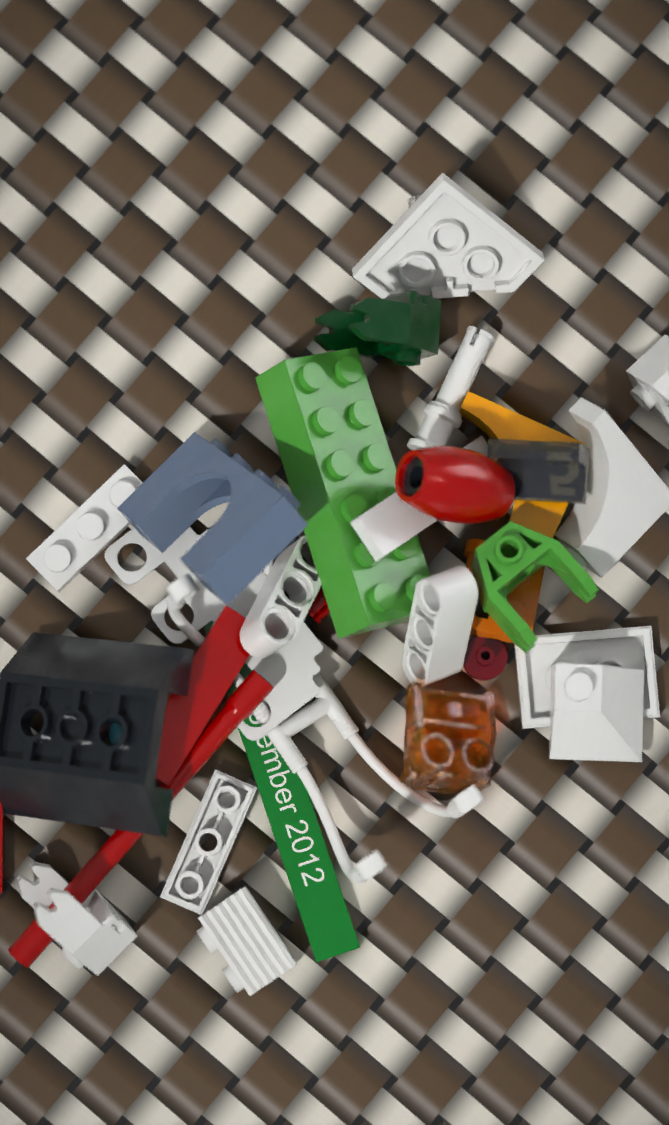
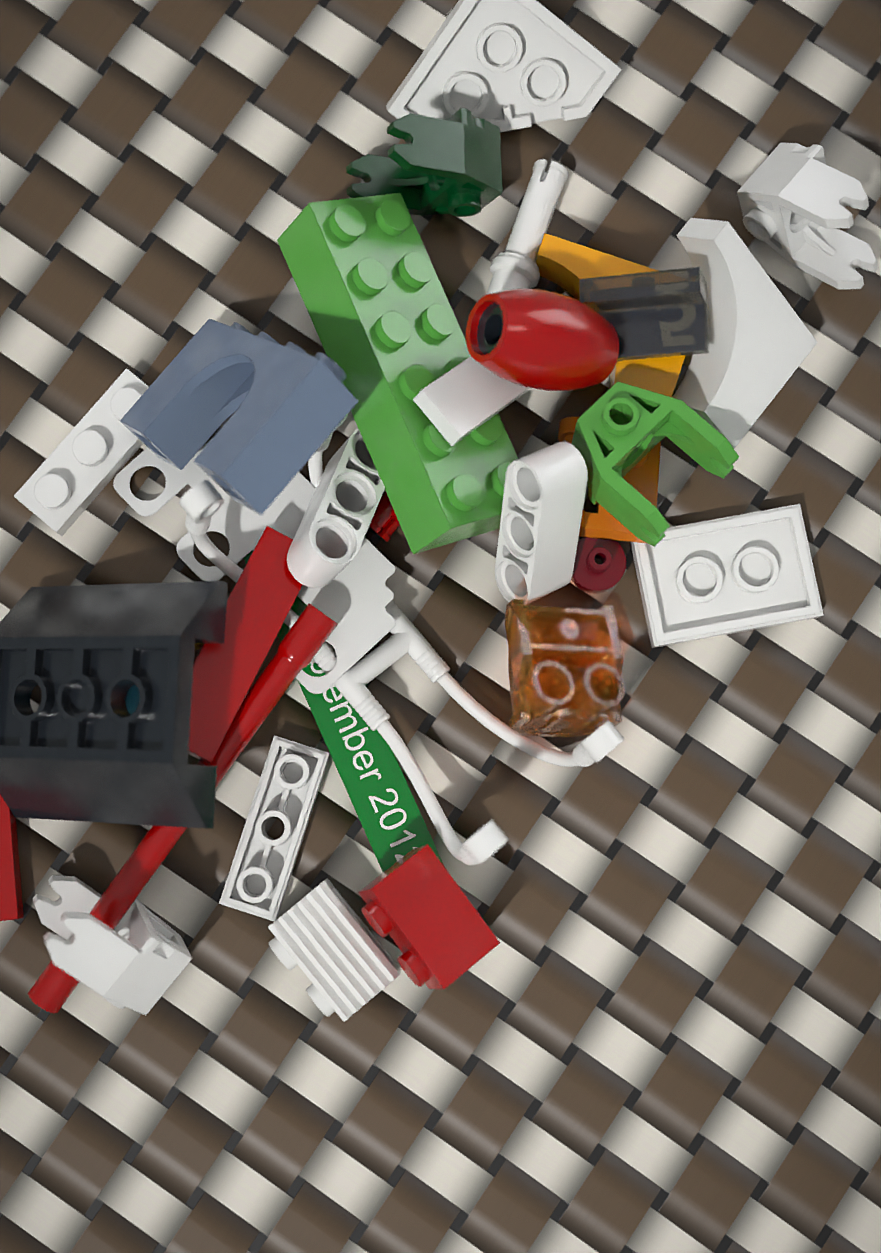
camera: 10 degrees left, 0 degrees up
(321, 923) = (427, 919): none -> red brick
(596, 713) = (744, 616): white slope -> none

